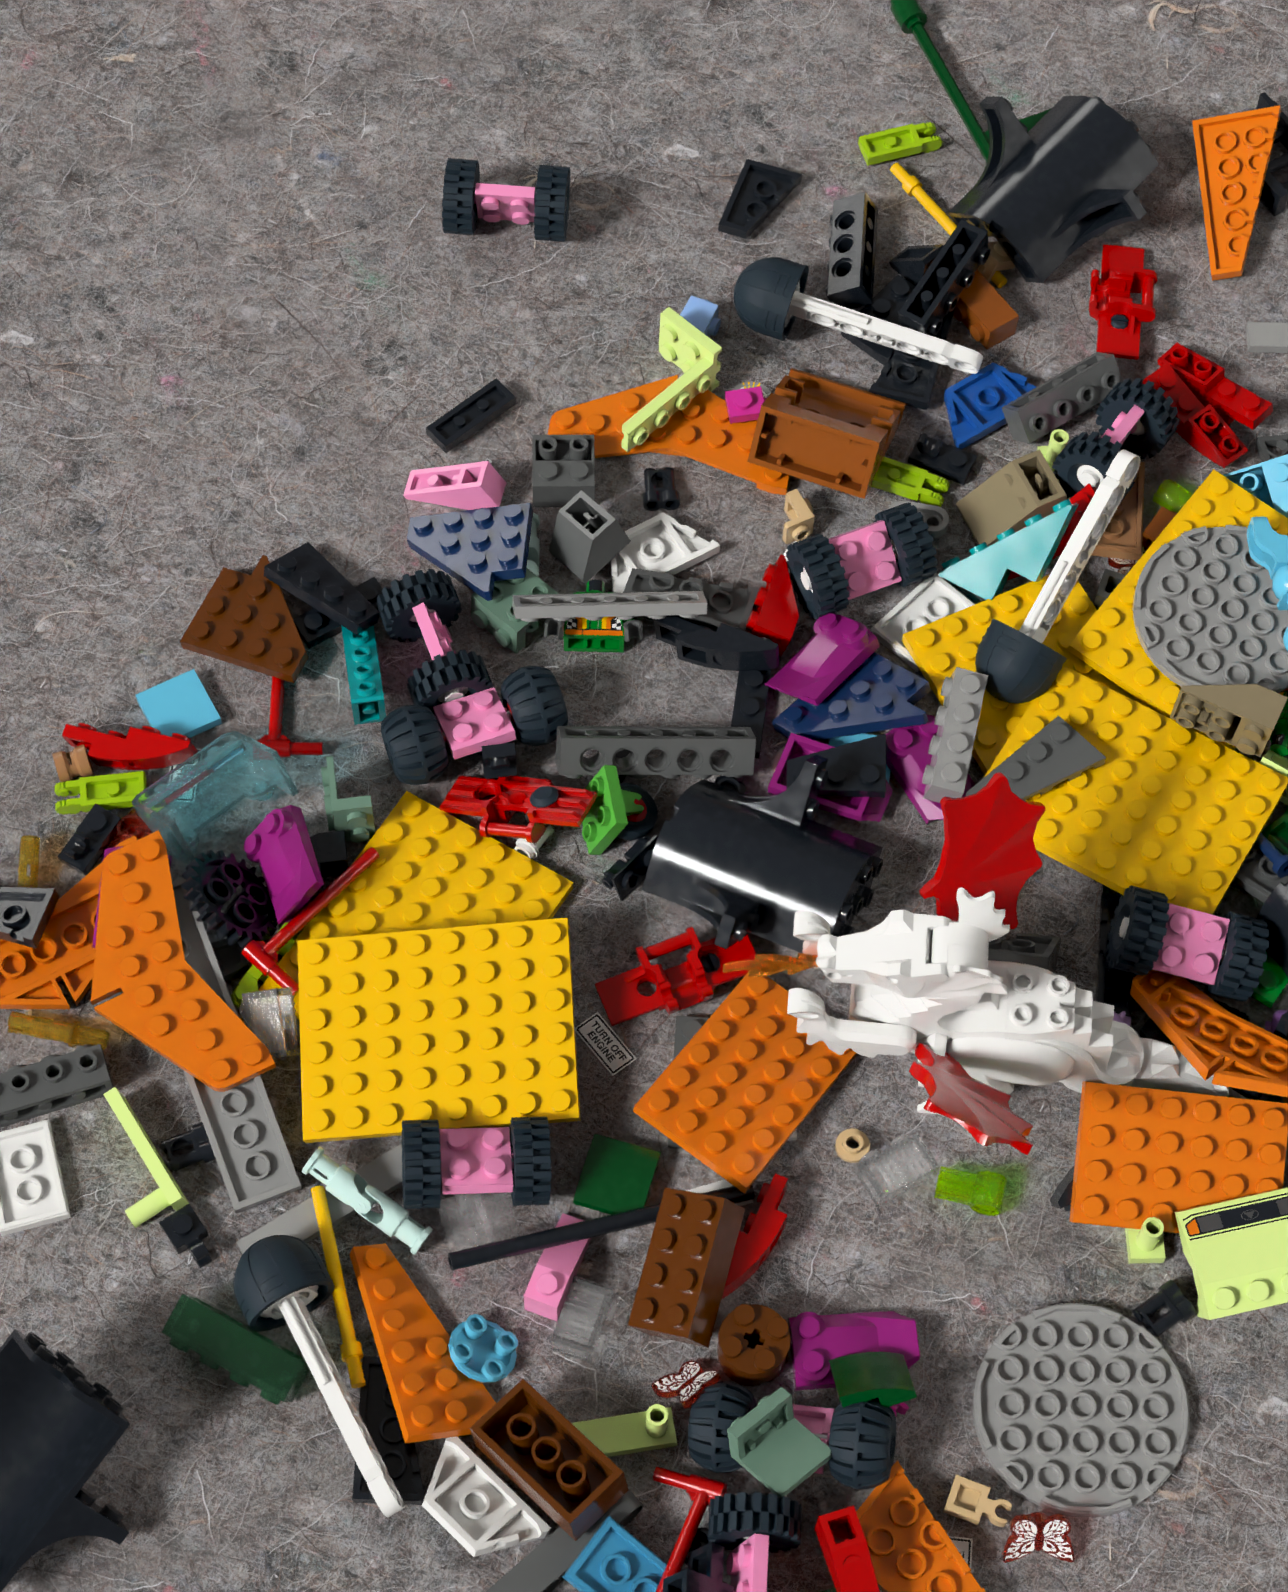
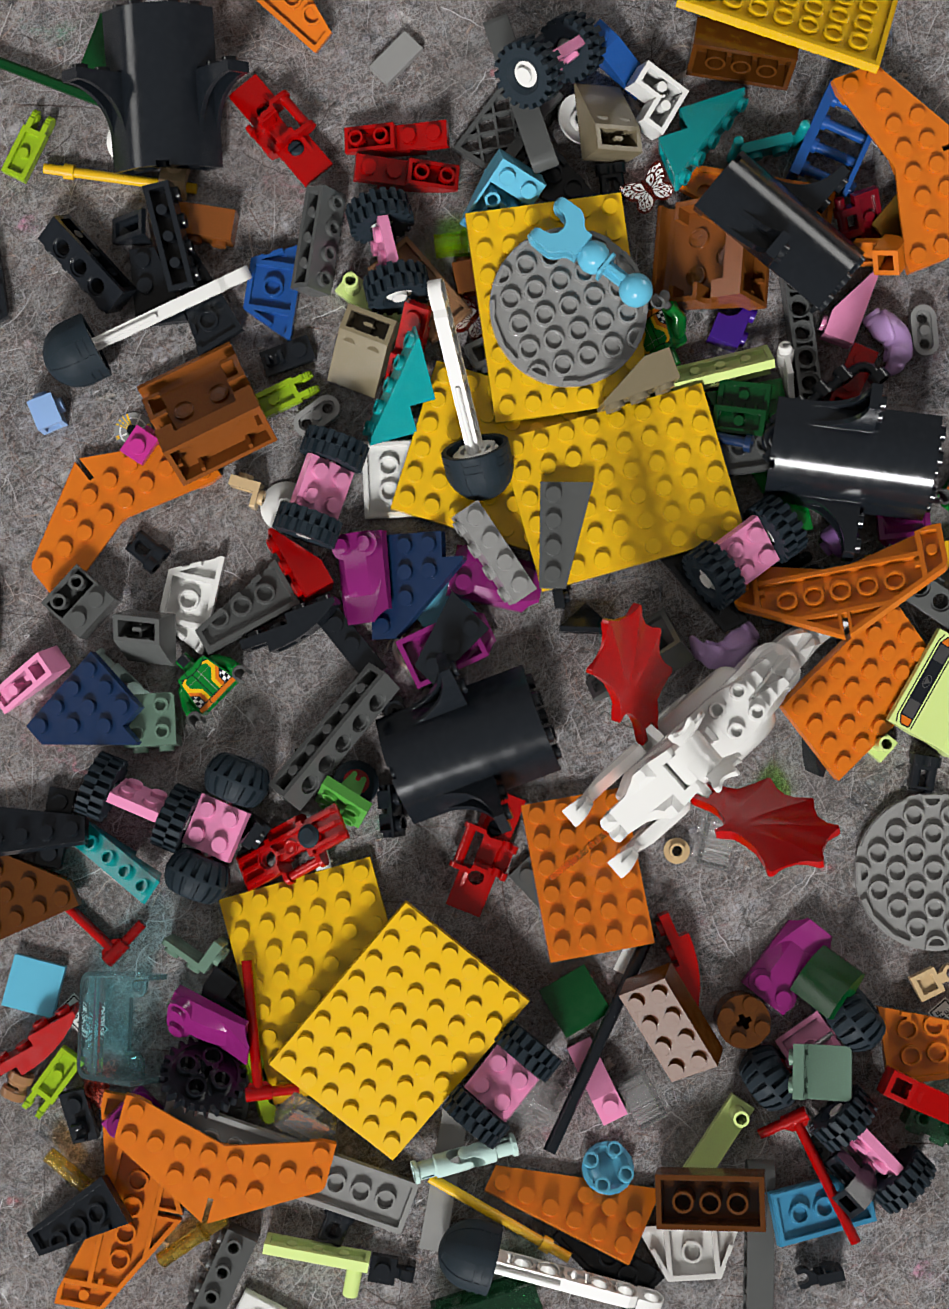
camera: 40 degrees left, 25 degrees up
(599, 605) = (211, 674): light grey plate -> none
(605, 1043) = (485, 928): white sticker -> none
(687, 1384) = (731, 1075): clear red animal -> none
(696, 357) = (88, 445): yellowish green bracket -> none

